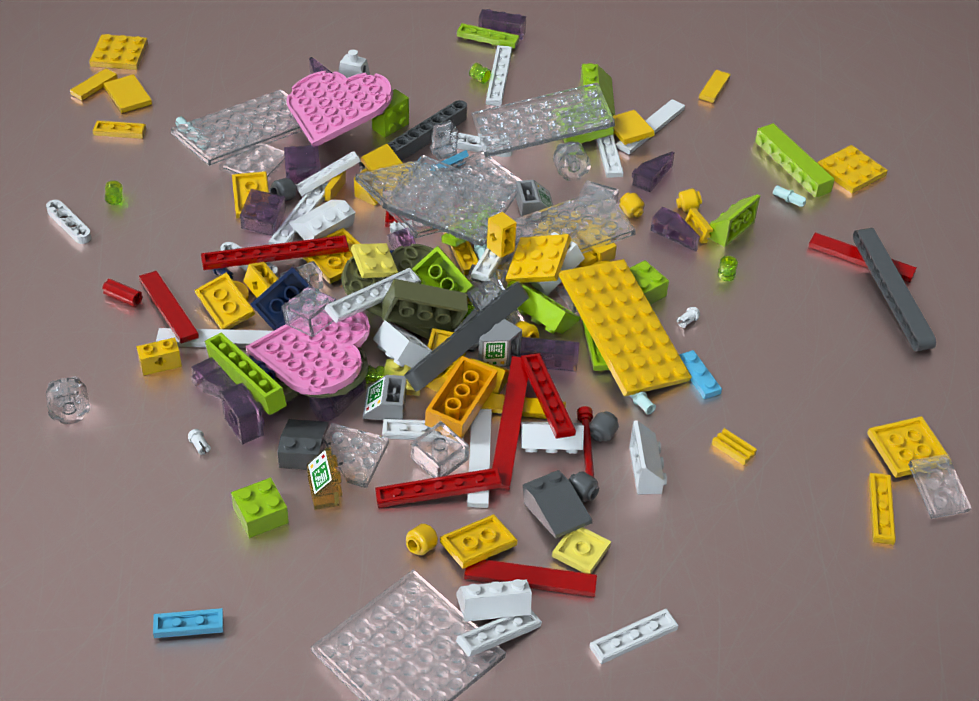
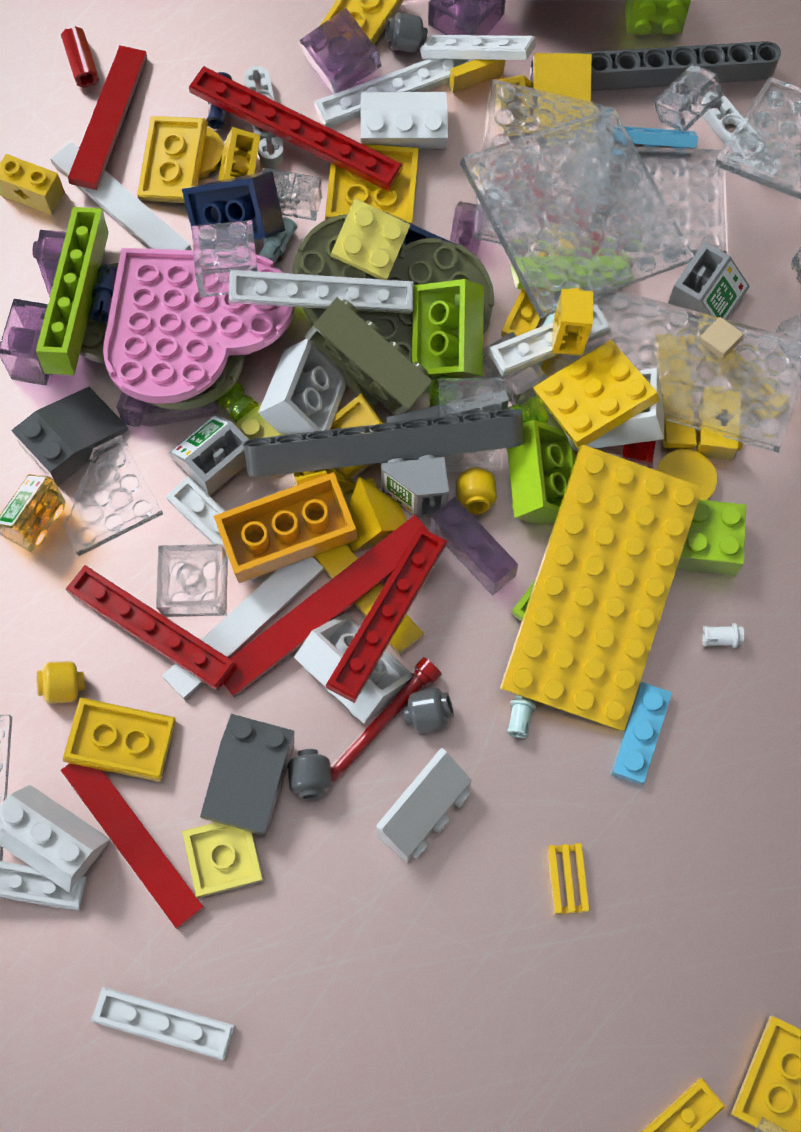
camera: 45 degrees right, 25 degrees up
(565, 208) = (721, 338): none -> tan tile

